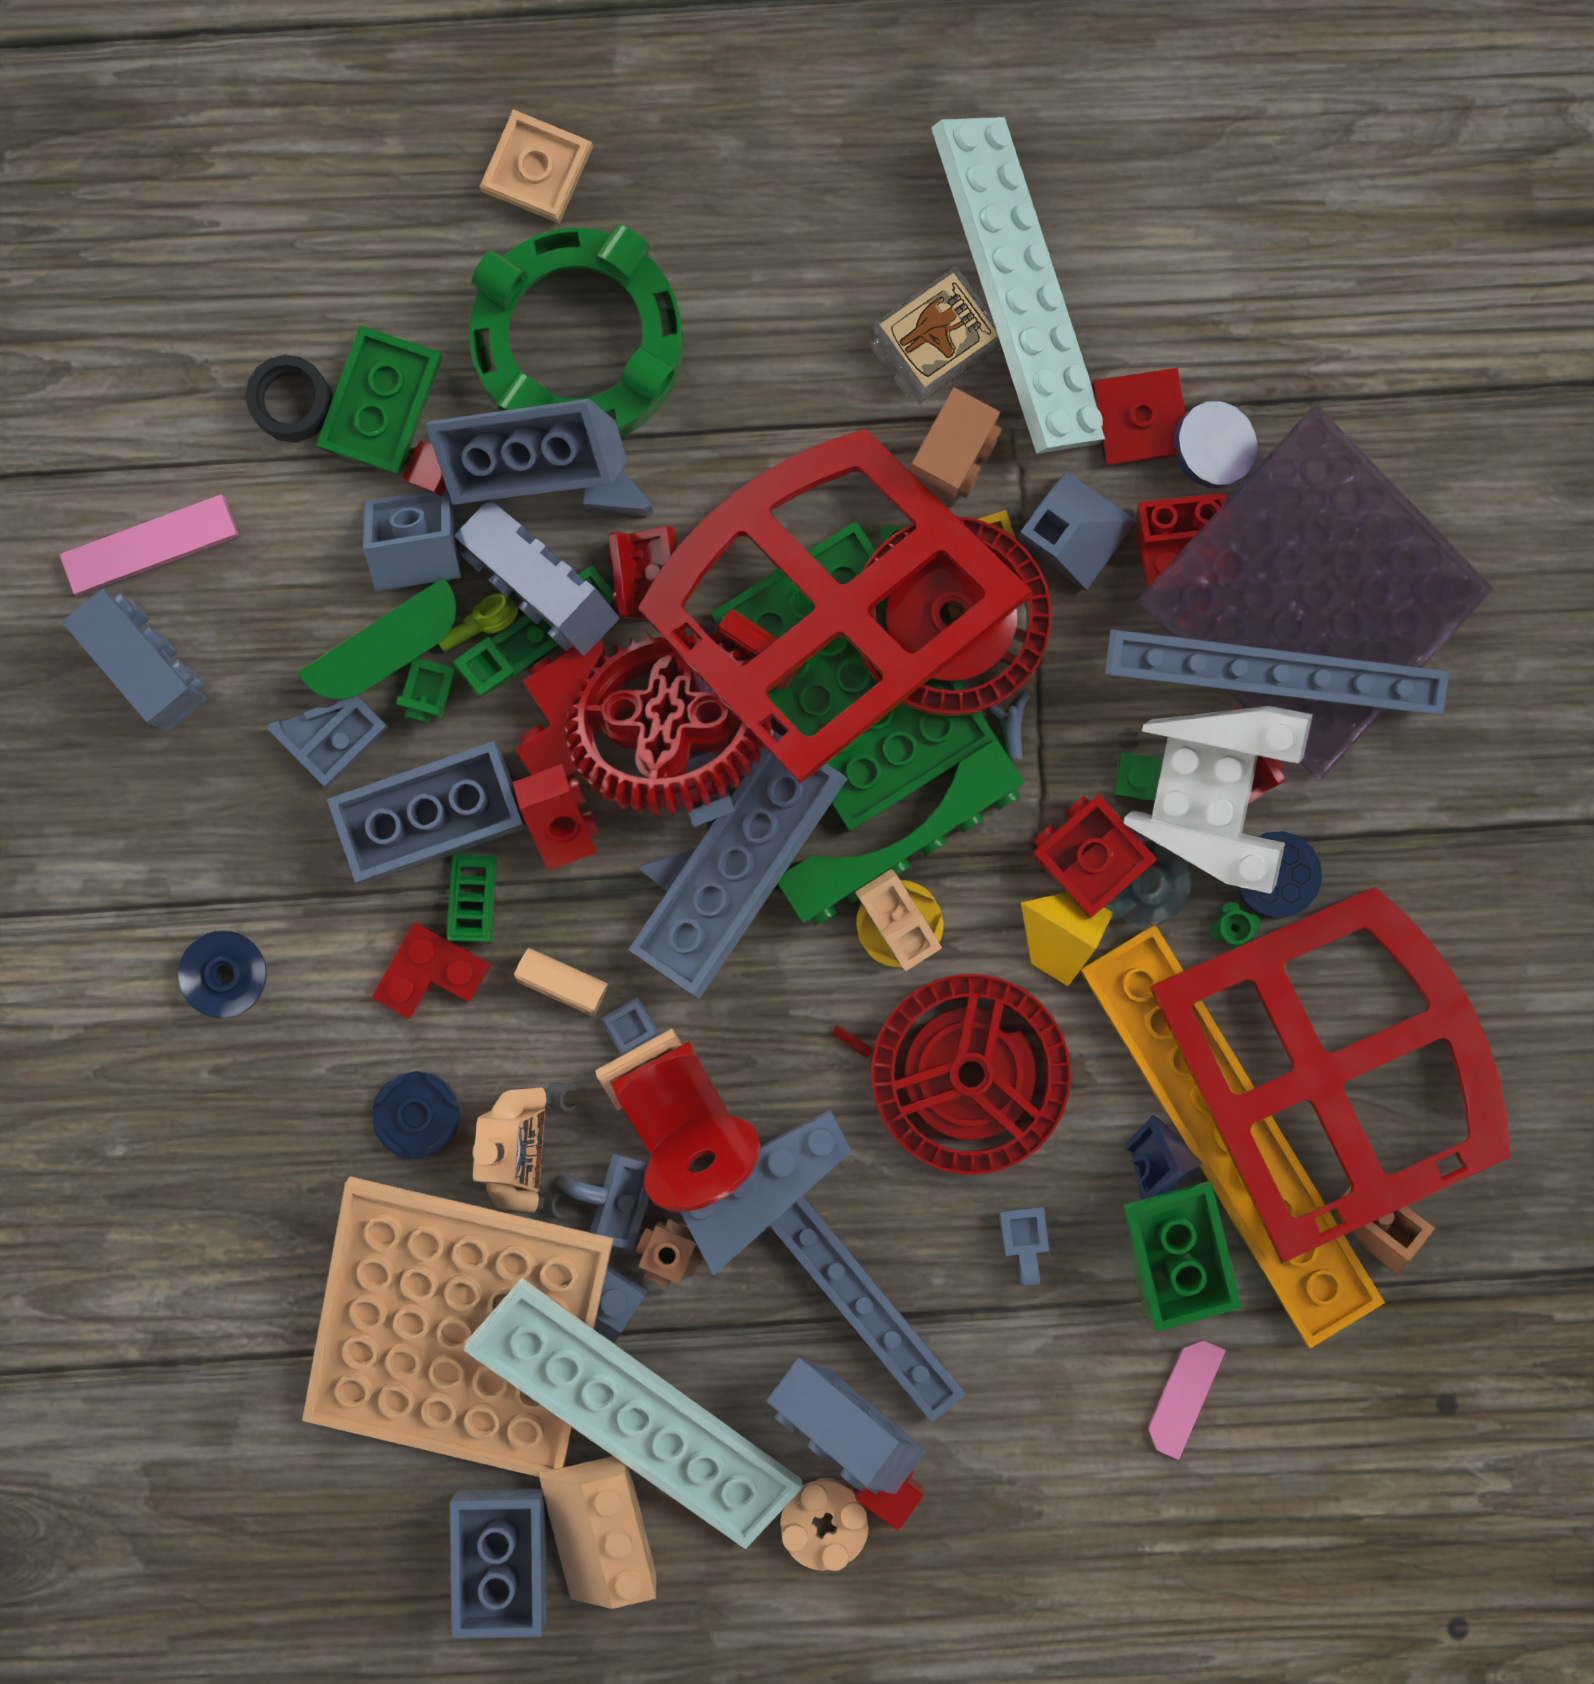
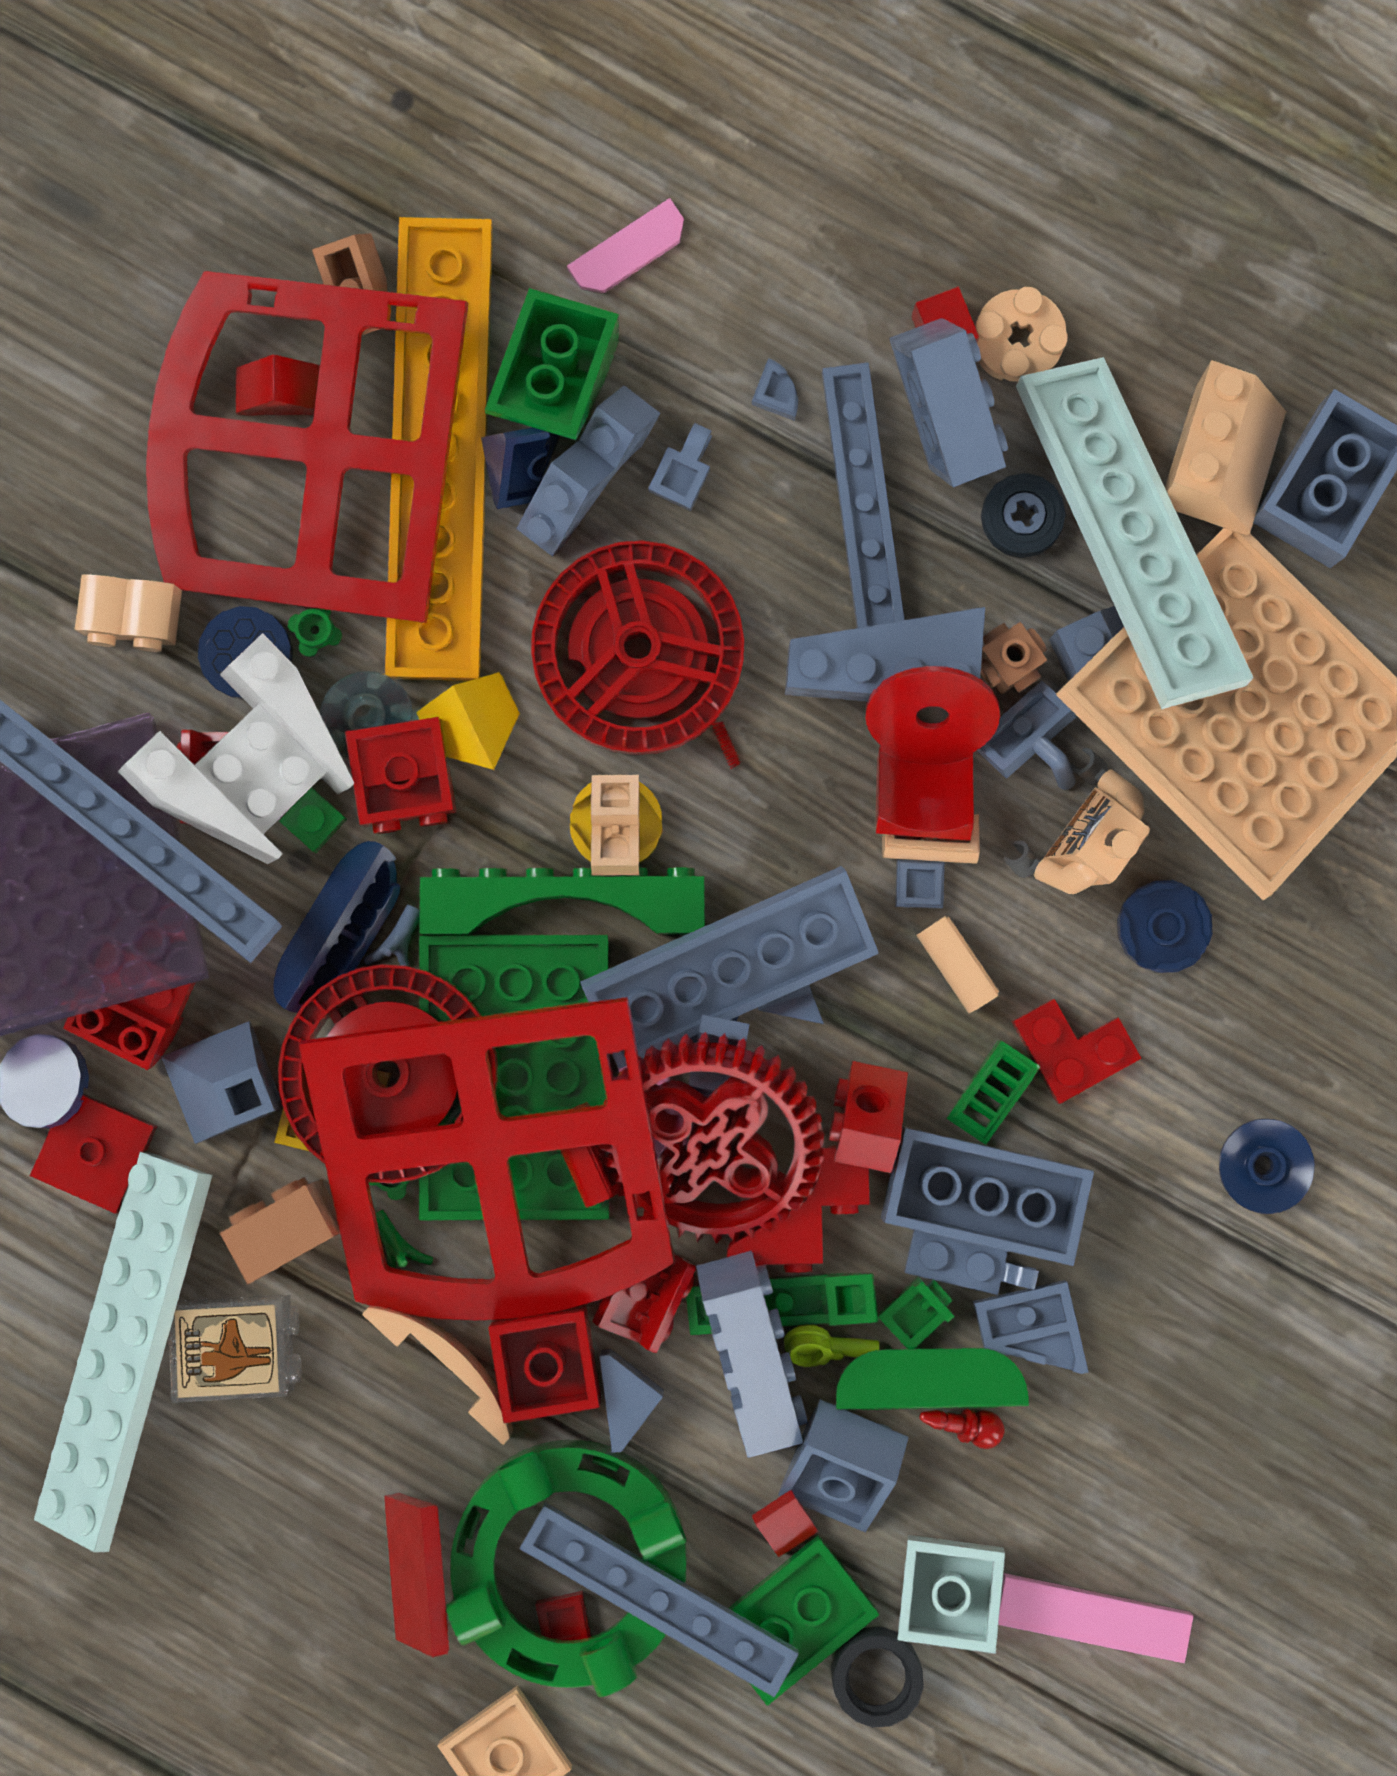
camera: 145 degrees left, 0 degrees up
(137, 659) = (1172, 1513): sand blue brick -> none
(270, 494) = (951, 1594): none -> light aqua brick
(322, 634) = (981, 1428): none -> red bar
(410, 750) = (965, 1264): none -> sand blue plate
(490, 350) = (659, 1599): none -> sand blue plate
(527, 451) = (685, 1477): sand blue slope -> none
(555, 294) = (564, 1617): none -> red tile
(687, 256) = (417, 1574): none -> red tile
(688, 471) = (545, 1364): none -> red brick
(711, 414) = (454, 1355): none -> light nougat slope
(726, 1354) = (1013, 537): none -> black bush
(862, 491) = (396, 1246): none -> green bar
(991, 1353) = (776, 391): none -> sand blue tile
(1065, 706) = (338, 924): none -> dark blue brick
(1103, 1190) = (585, 469): none -> sand blue arch
(1391, 848) = (128, 610): none -> light nougat brick
(1392, 1102) = (276, 387): none -> red slope

